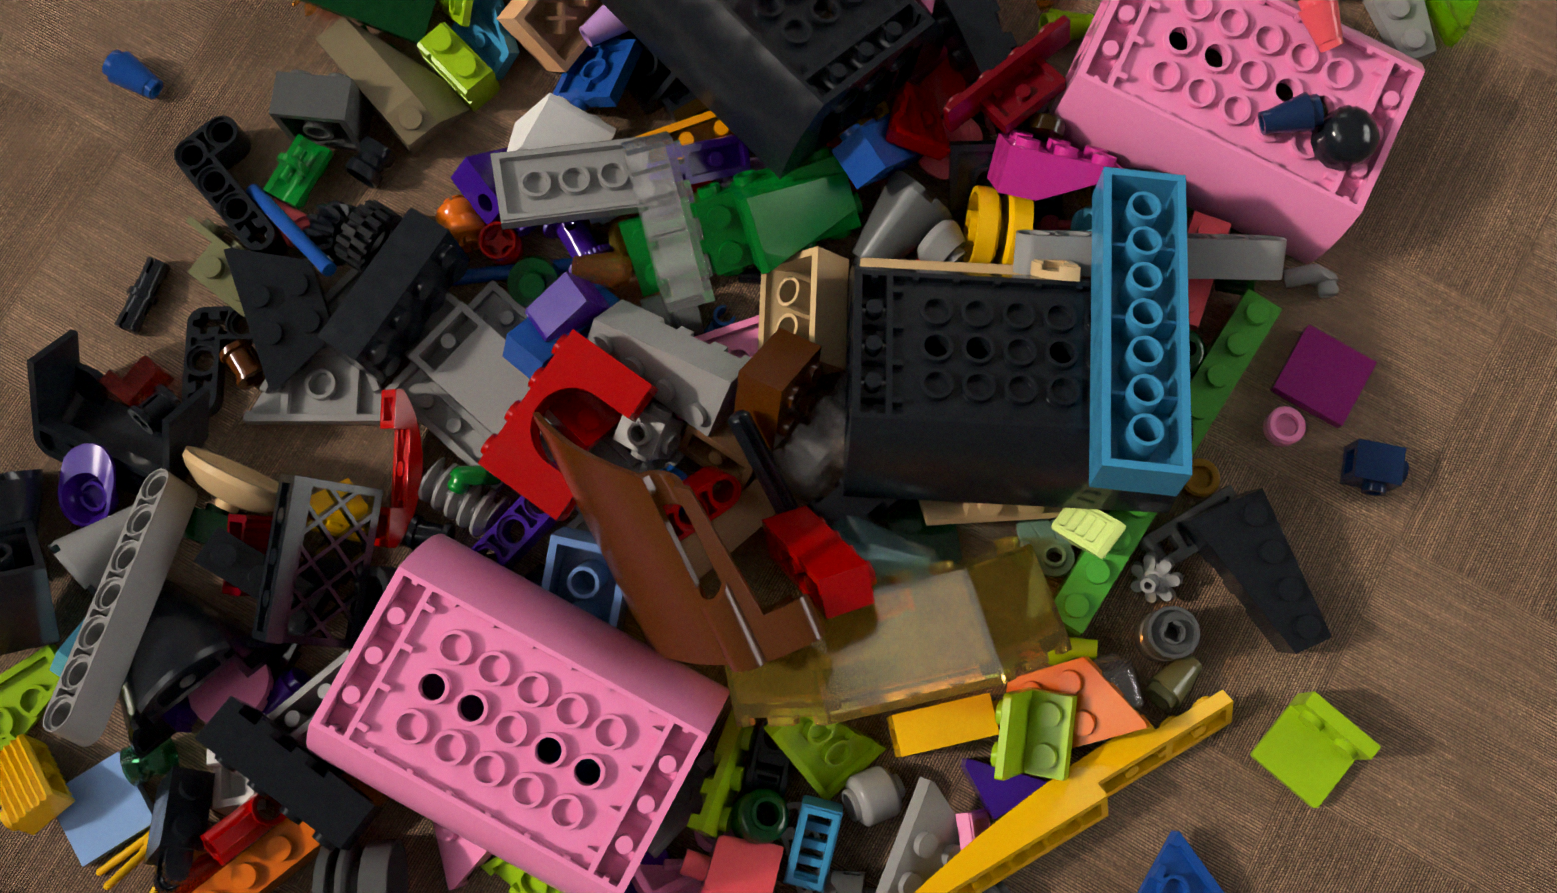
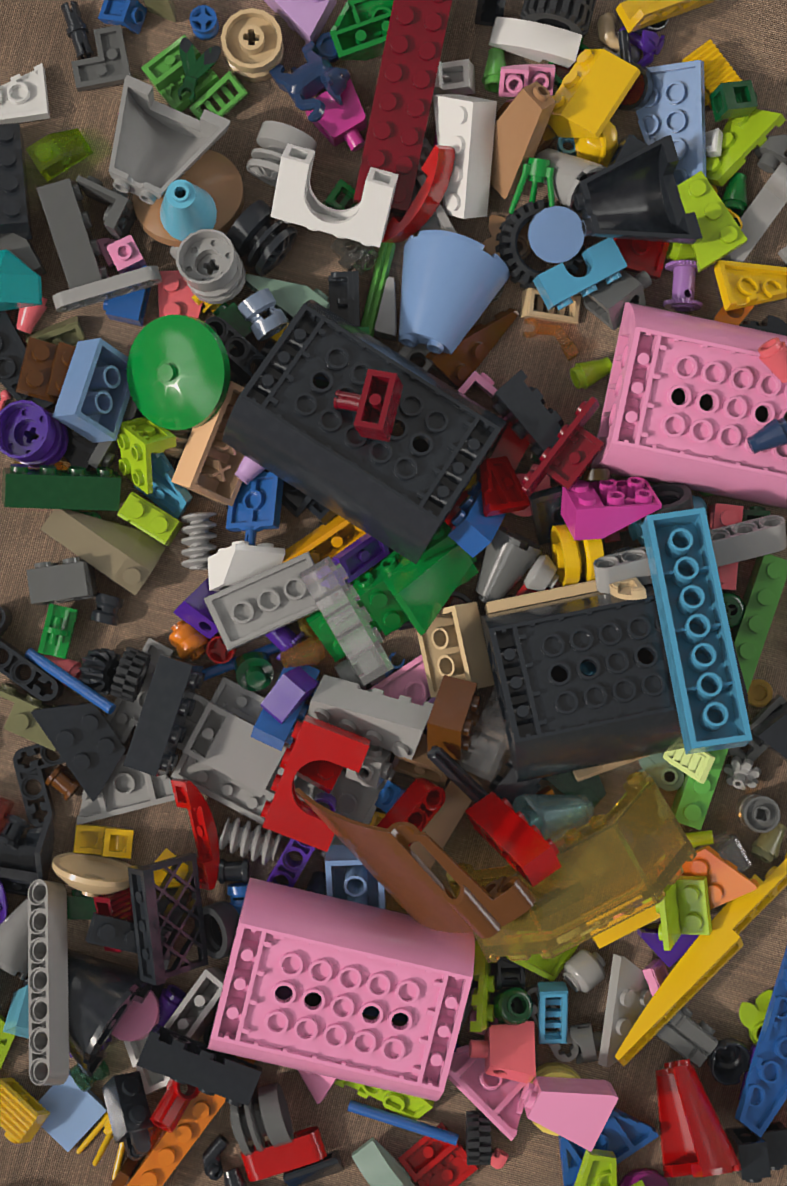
camera: 15 degrees left, 10 degrees up
(269, 452) = (103, 841): none -> yellow slope
(465, 475) = (252, 830): green arm -> none
(510, 101) = (198, 539): none -> light grey piece

